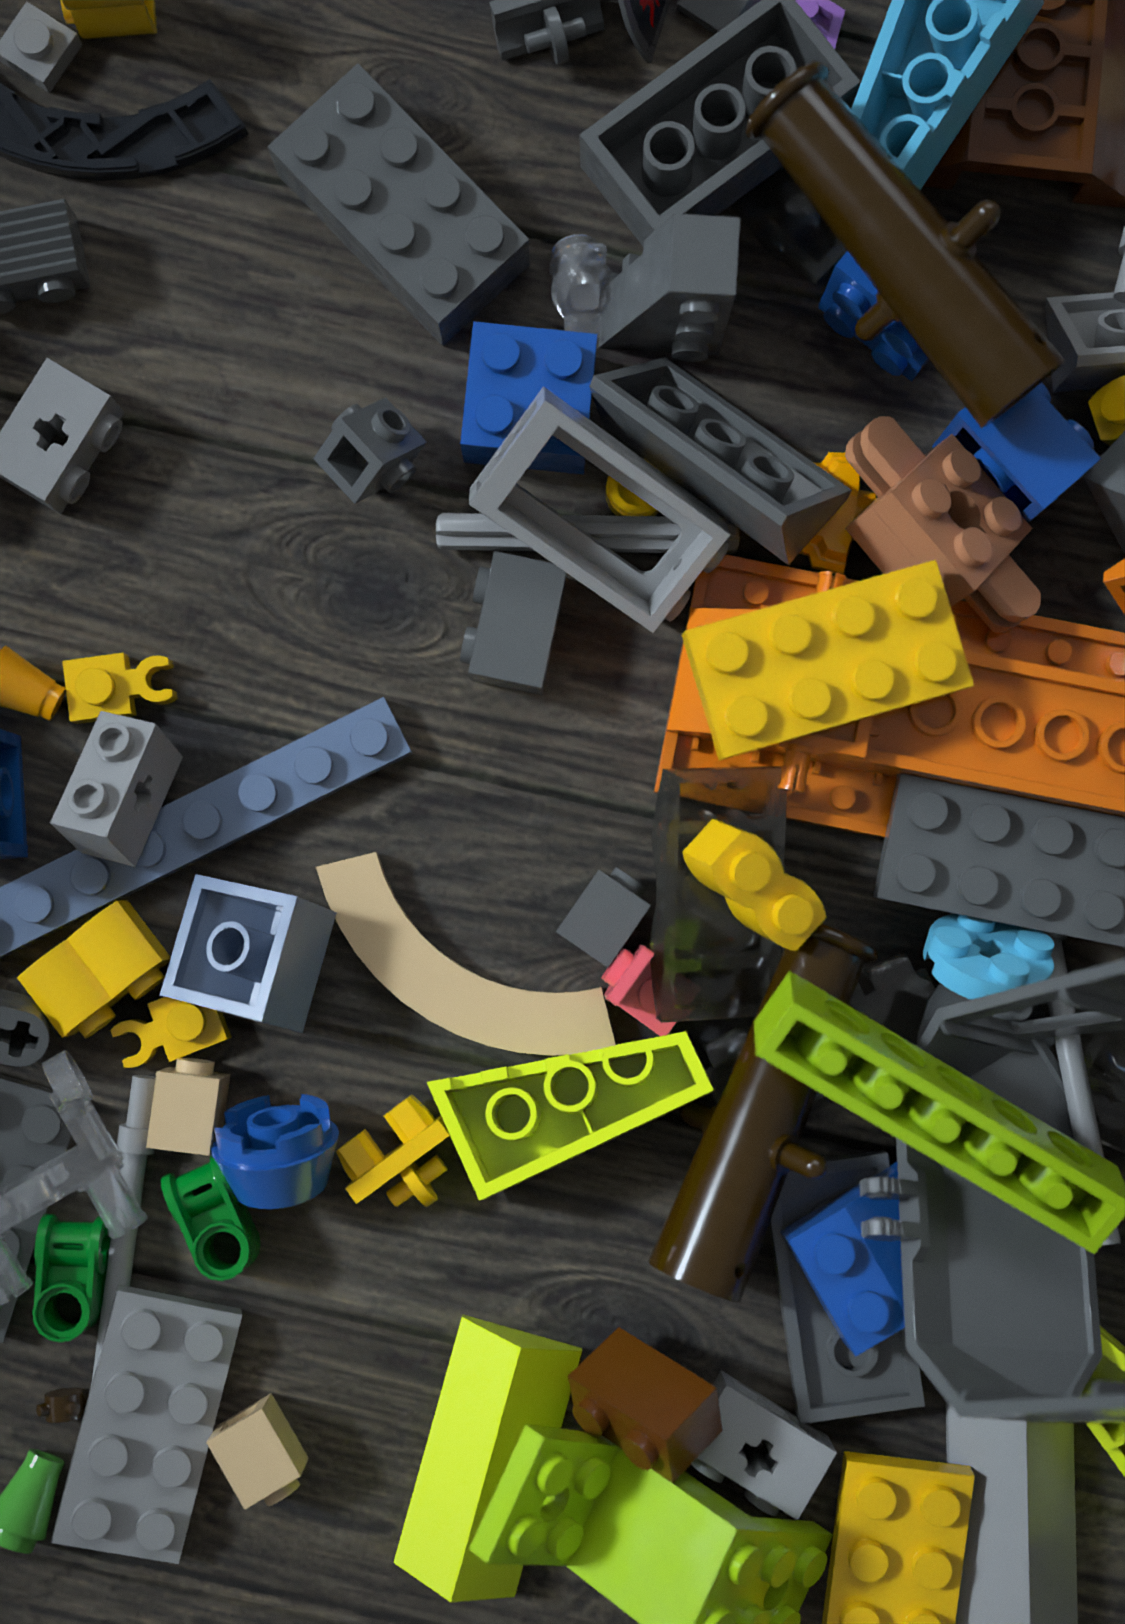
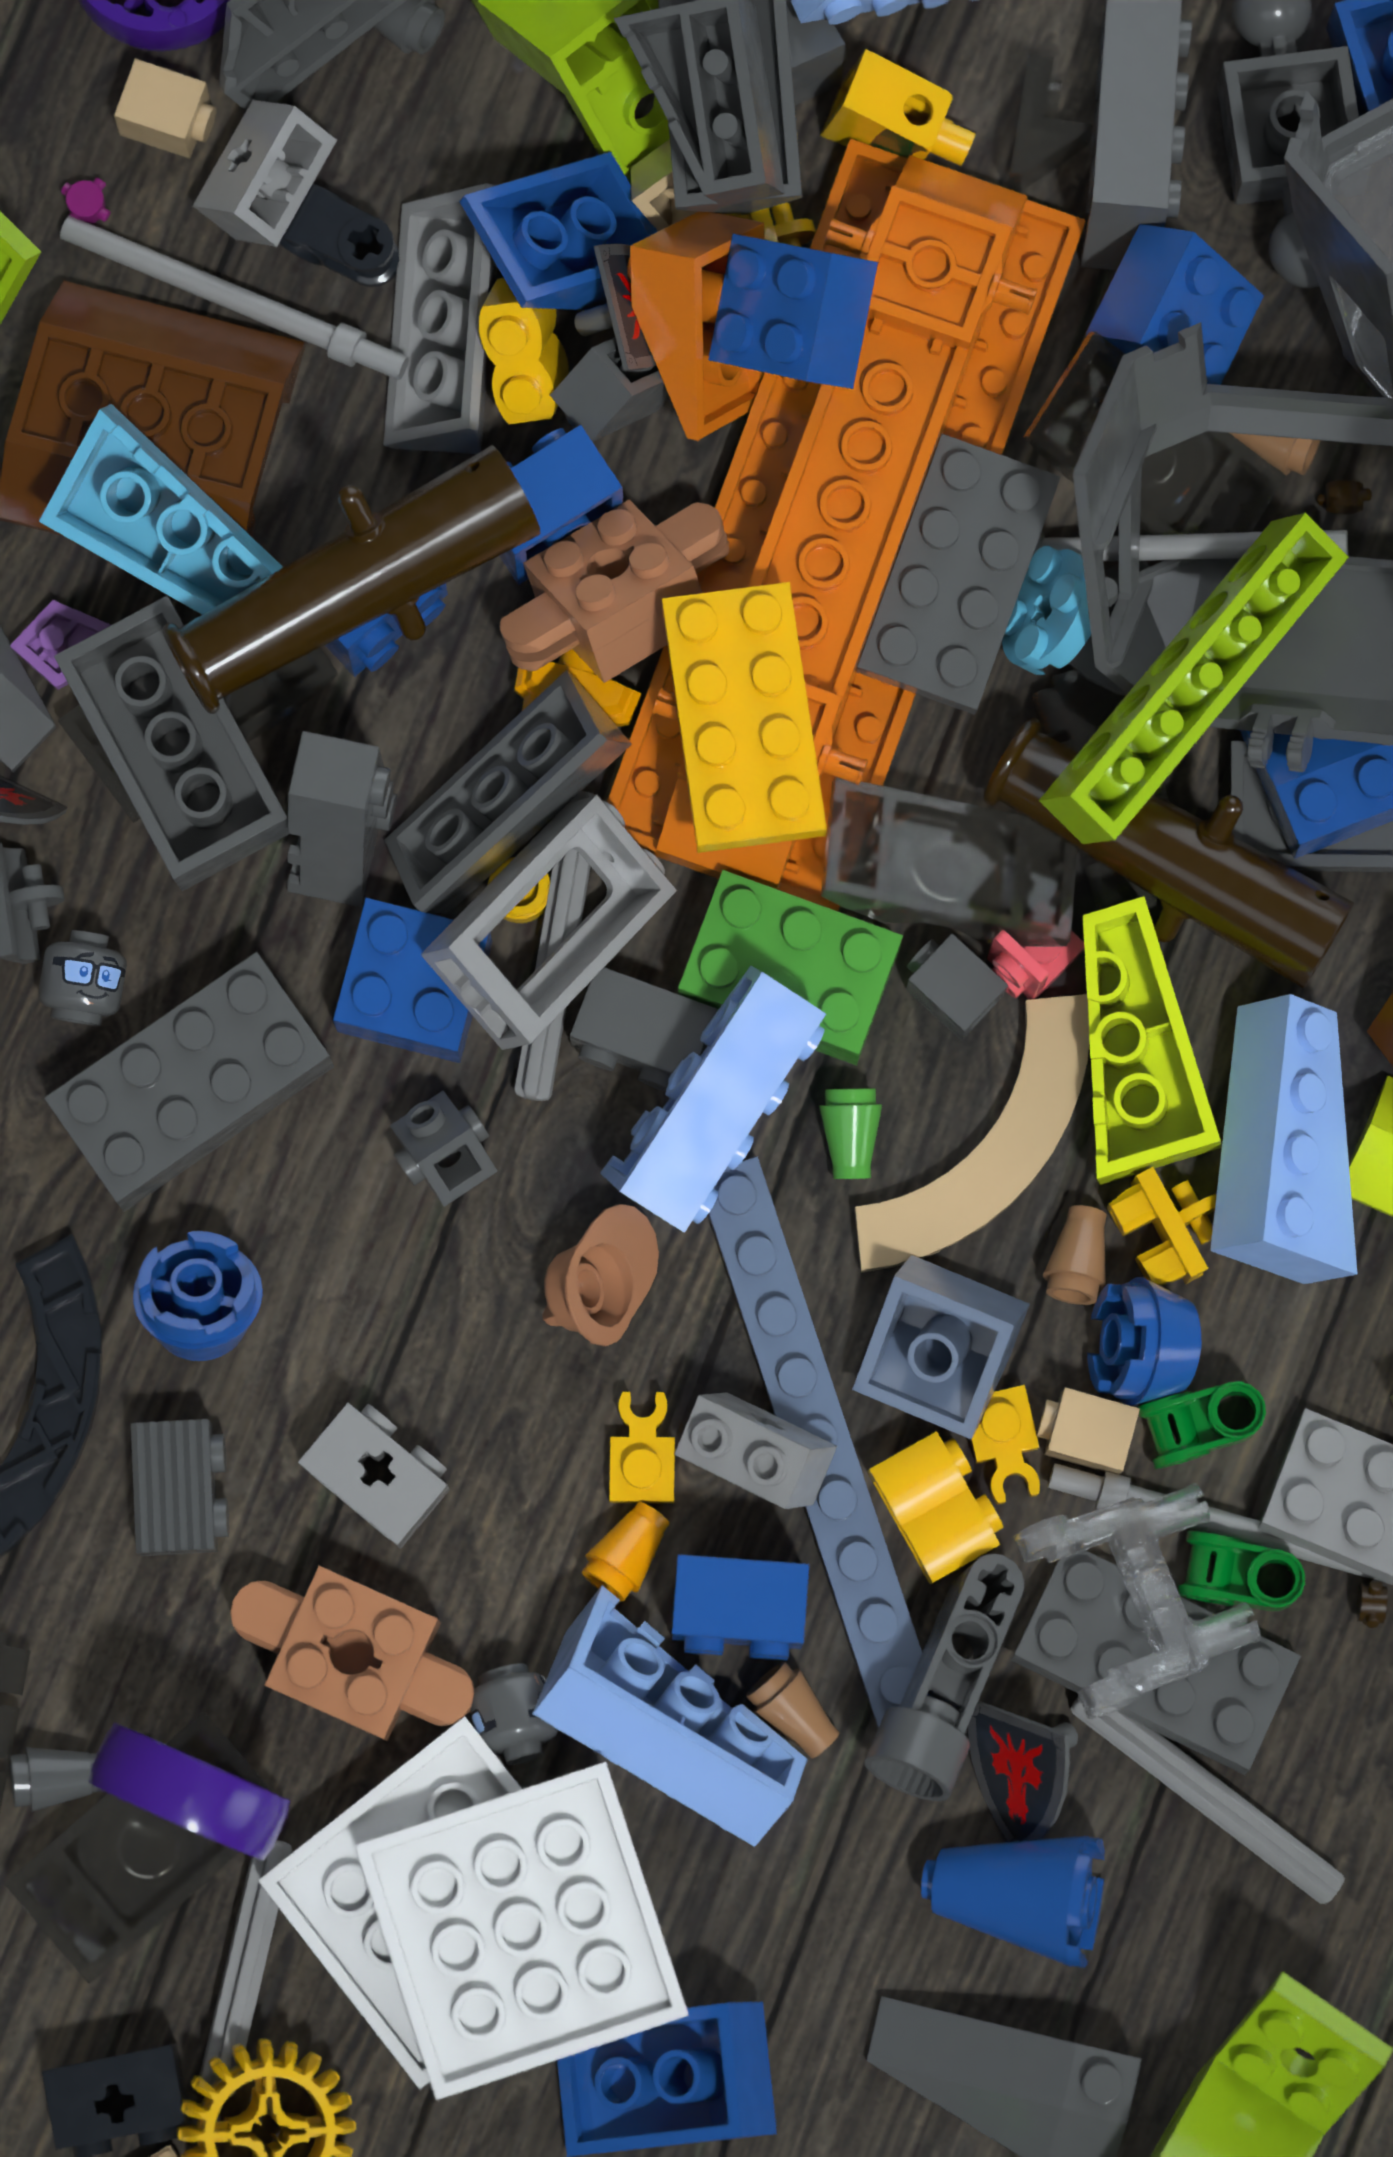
camera: 80 degrees left, 5 degrees down
(192, 238) = (198, 1296): none -> blue cone
(270, 622) = (603, 1277): none -> nougat piece
(358, 1074) = (1078, 1259): none -> medium nougat cone
(441, 696) = (717, 1100): none -> light blue wedge
(452, 836) = (851, 1130): none -> bright green cone
(484, 91) = (82, 979): none -> dark grey head
(492, 1263) = (1285, 1146): none -> light blue wedge
(580, 282) = (302, 911): clear animal -> none
(596, 753) = (801, 945): none -> bright green brick
(754, 884) = (948, 824): yellow brick -> none

